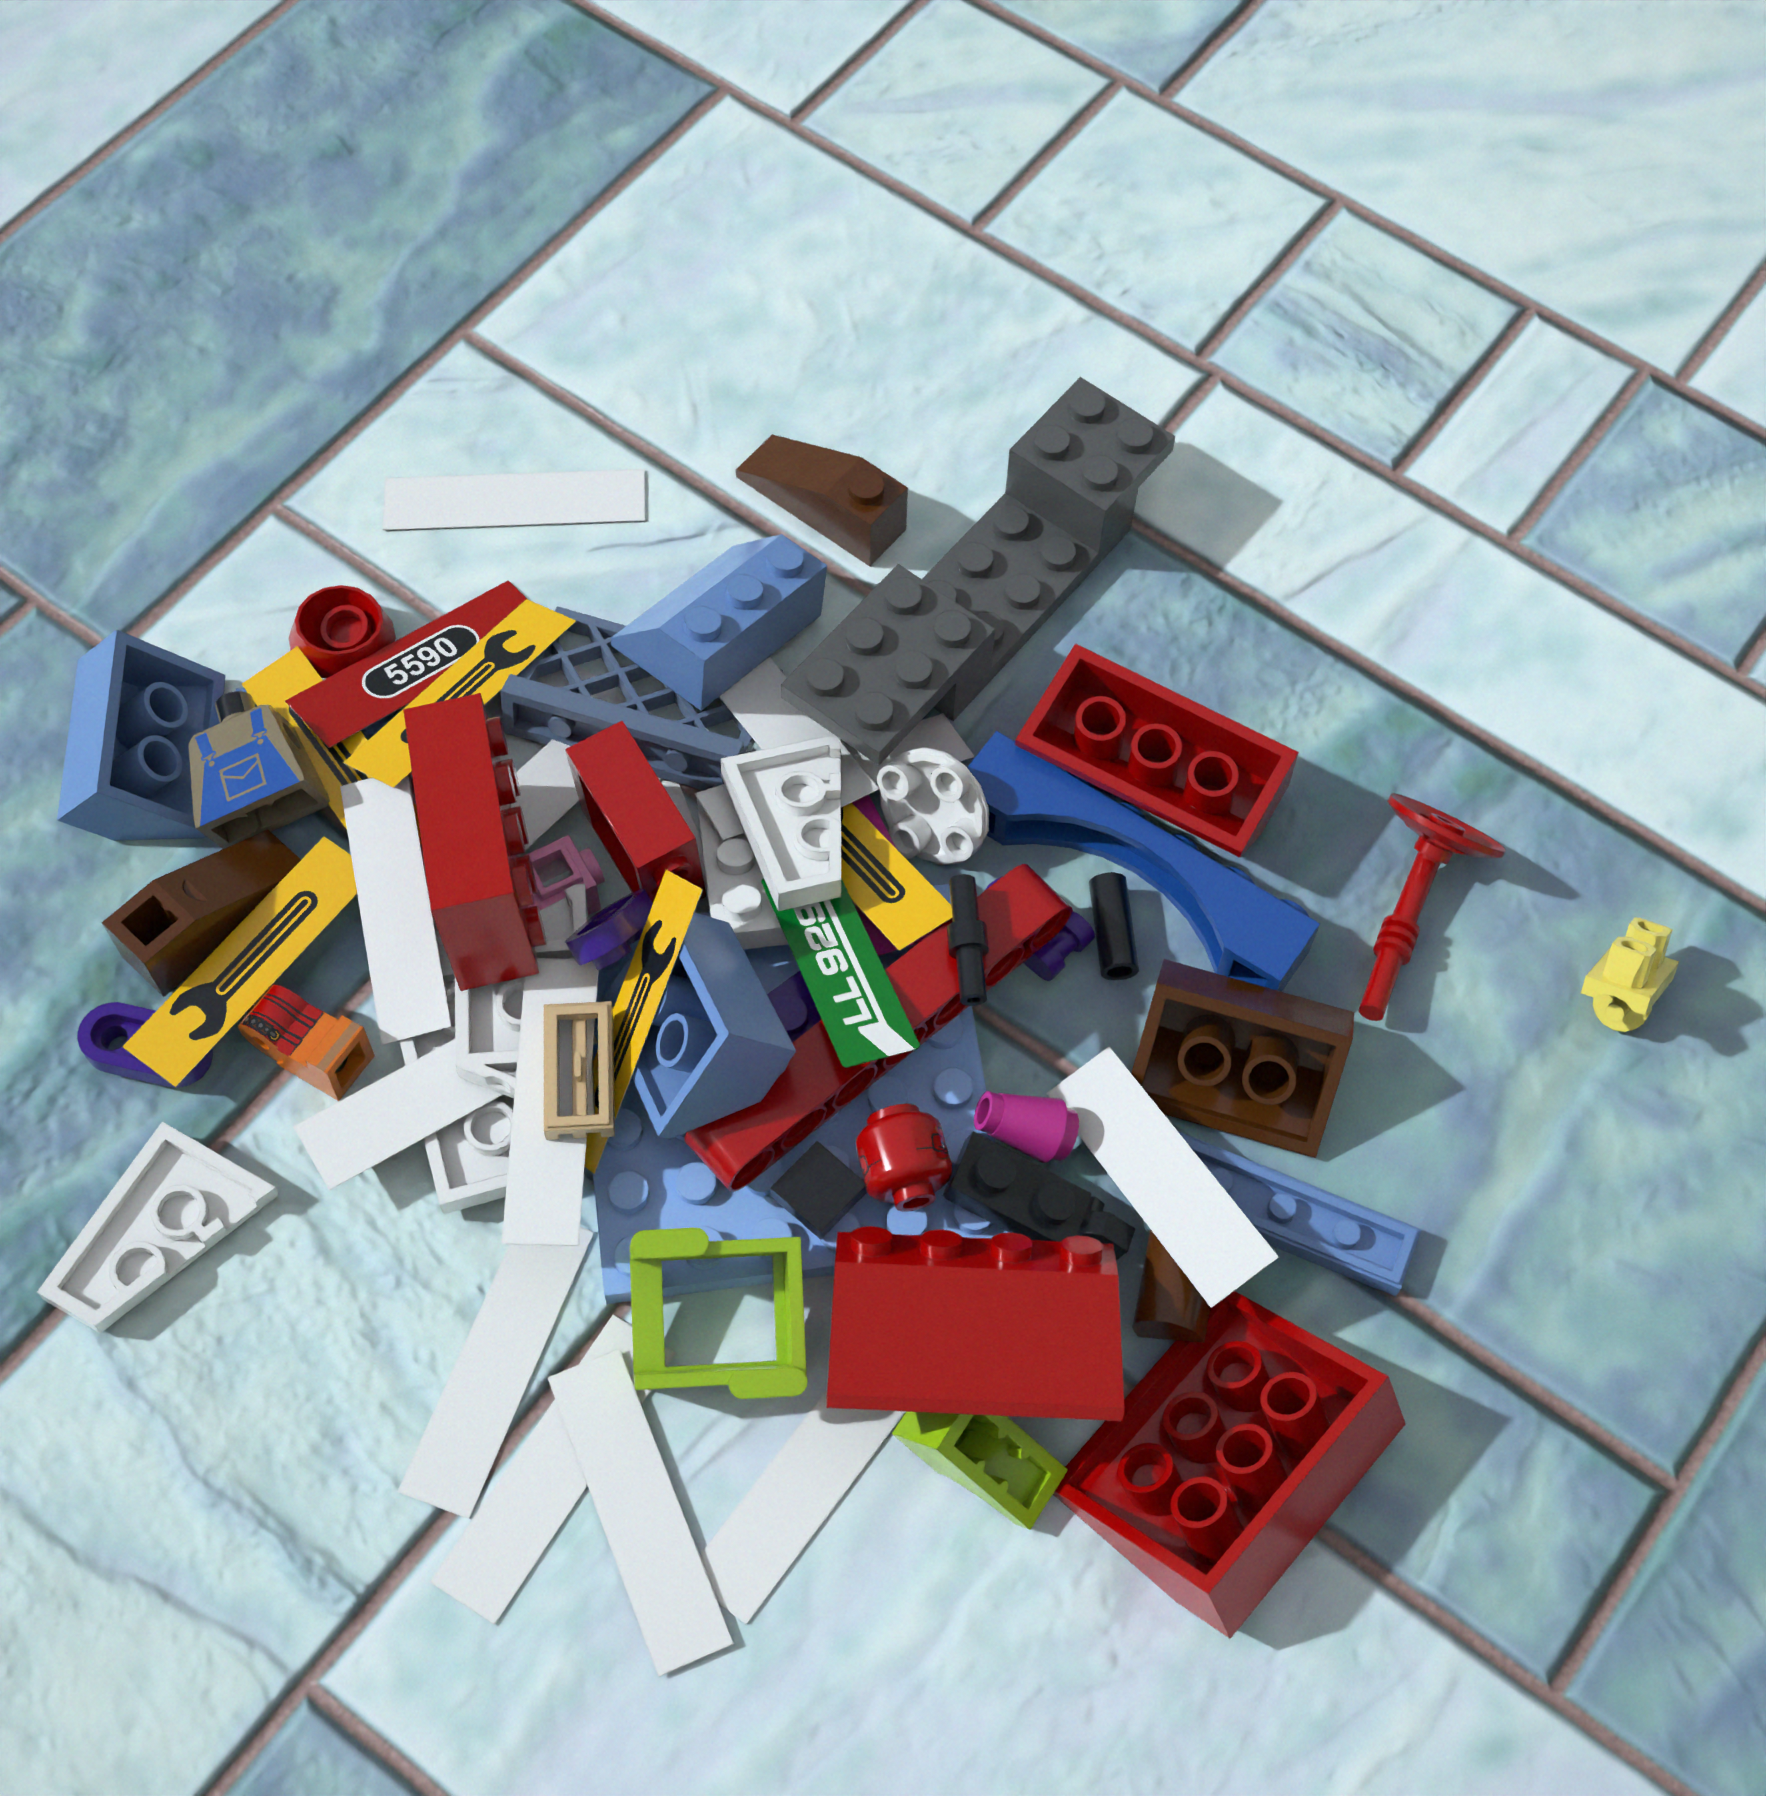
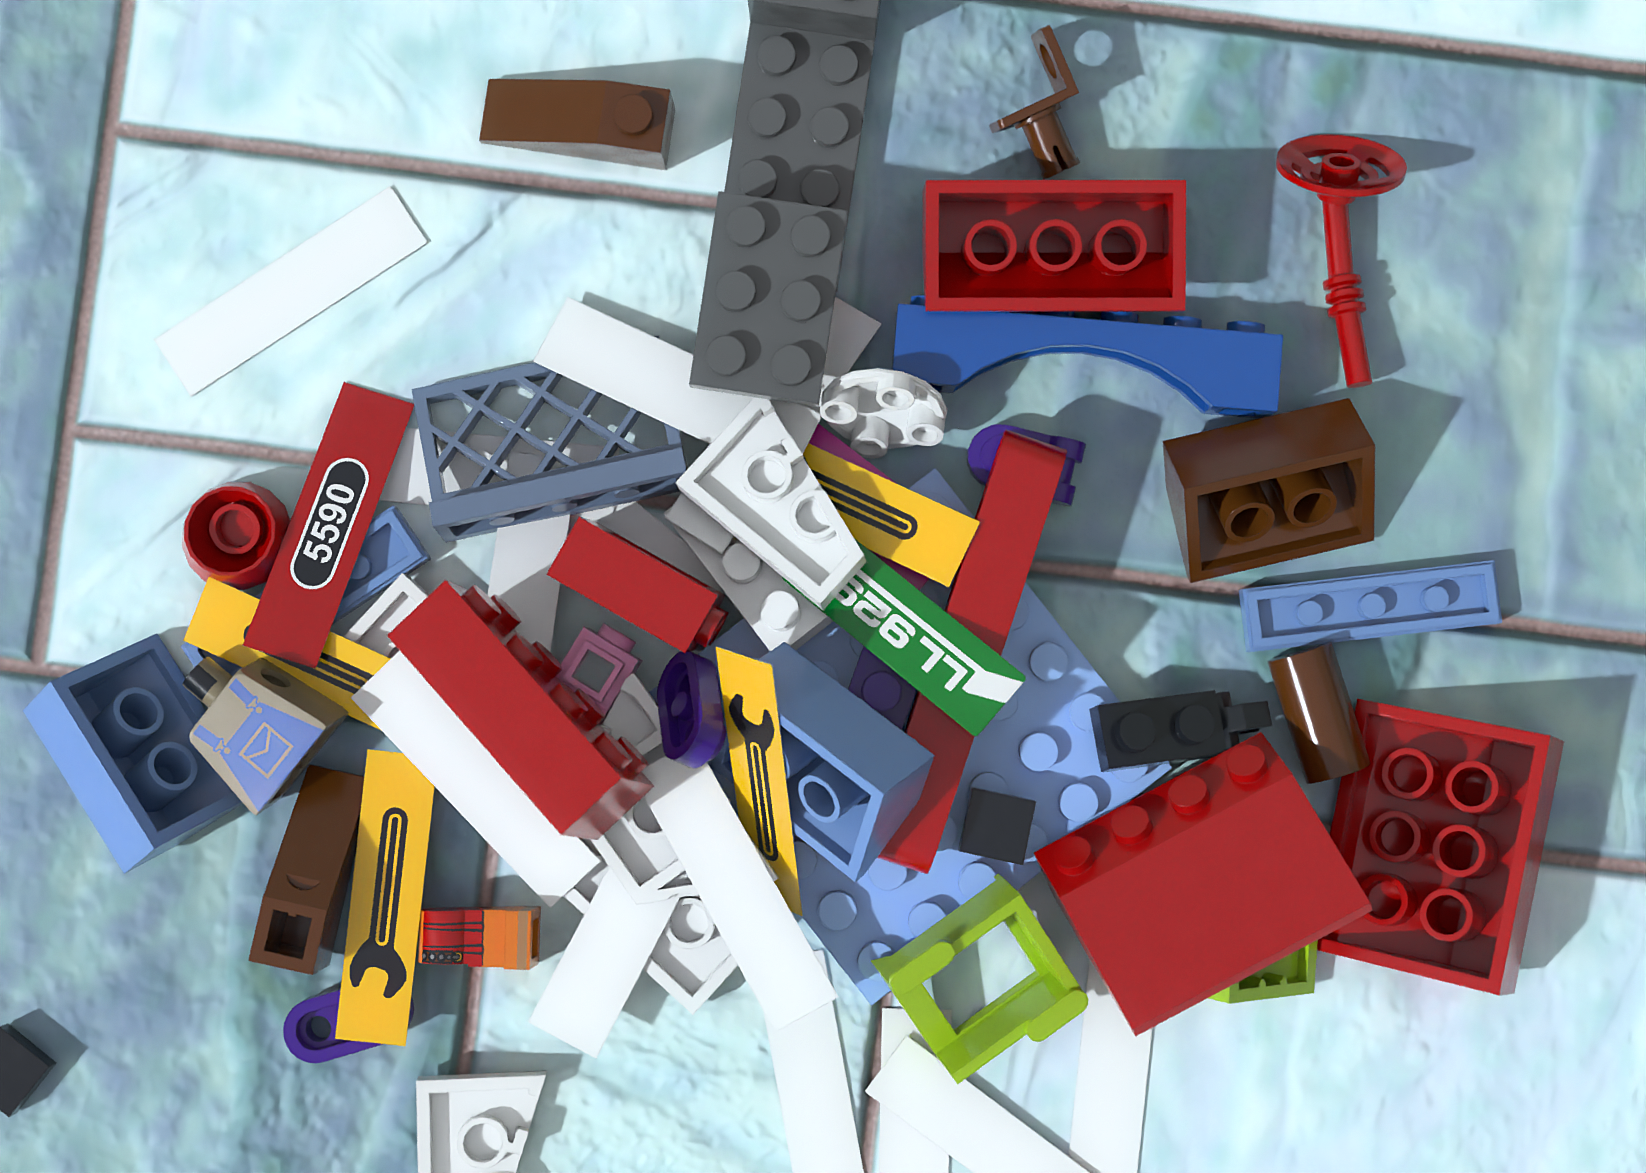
camera: 30 degrees left, 25 degrees up
(480, 670) = (390, 535): yellow sticker -> none
(579, 1123) = (714, 807): tan tile -> none
(727, 618) = (576, 320): medium blue slope -> none
(903, 1157) = (1055, 764): red head -> none
(967, 940) = (1006, 549): black bar -> none
(1029, 1123) = (1132, 659): dark pink cone -> none
(1113, 926) = (1095, 423): black axle -> none
(1164, 1178) = (1266, 647): white sticker -> none
(1206, 665) = (1040, 119): none -> reddish brown bracket
(1631, 976) = (1566, 221): light yellow hips -> none

